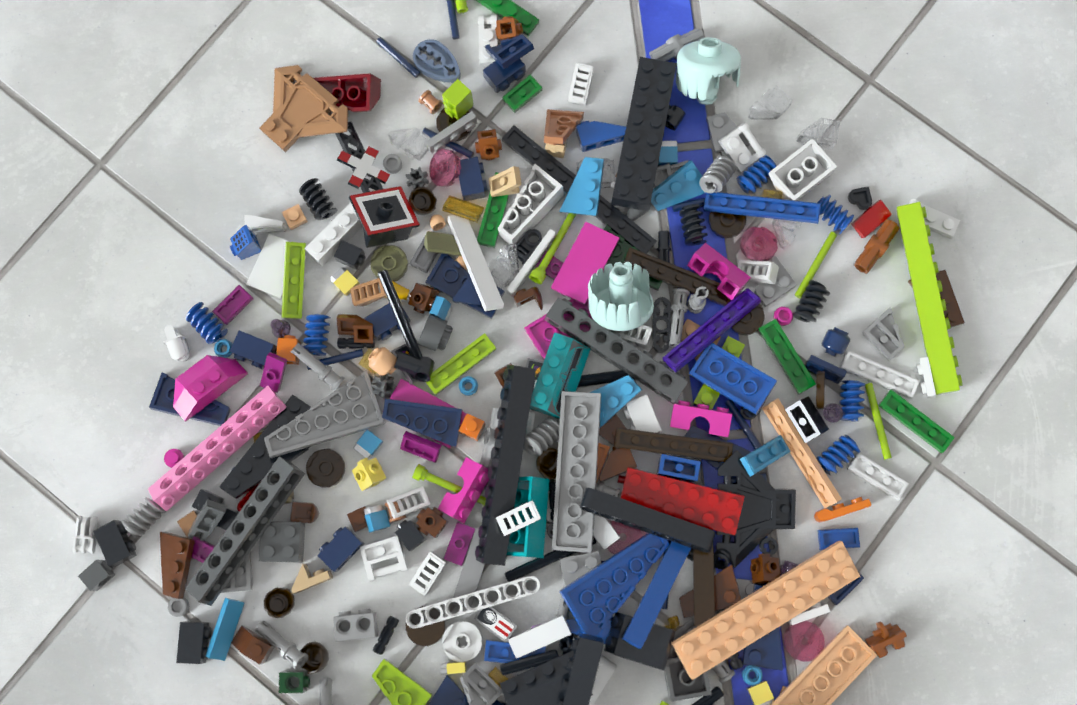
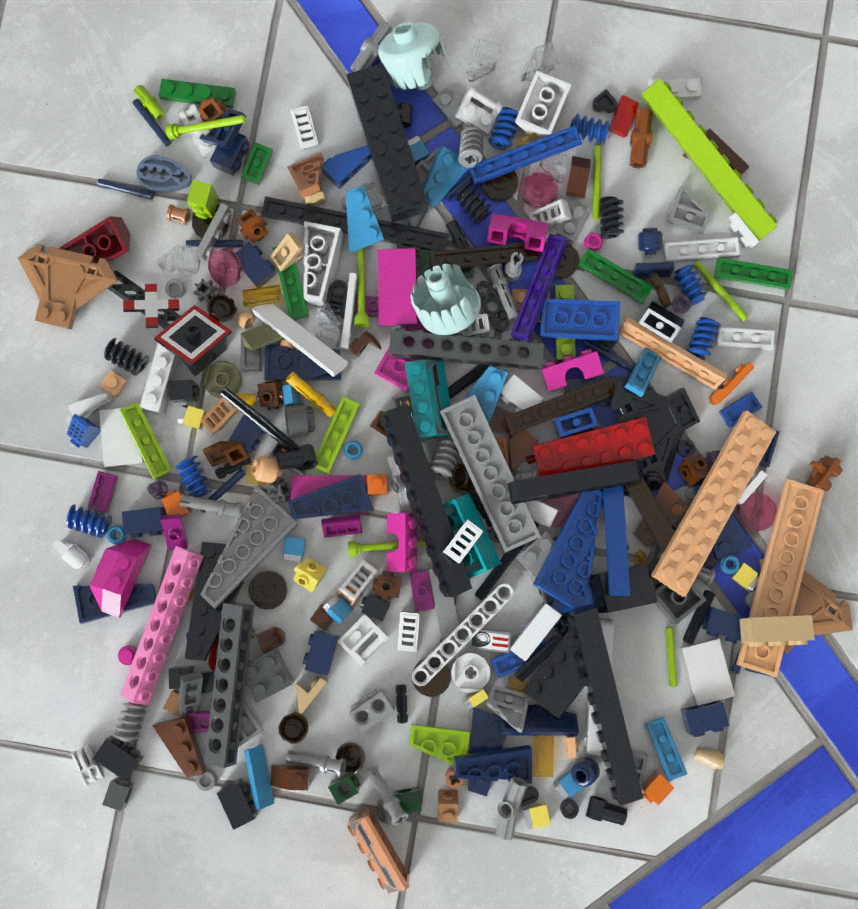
camera: 35 degrees left, 5 degrees up
(460, 323) = (317, 400): none -> yellow pin
(467, 30) = (174, 131): none -> lime piece
(800, 251) = (578, 177): none -> reddish brown slope

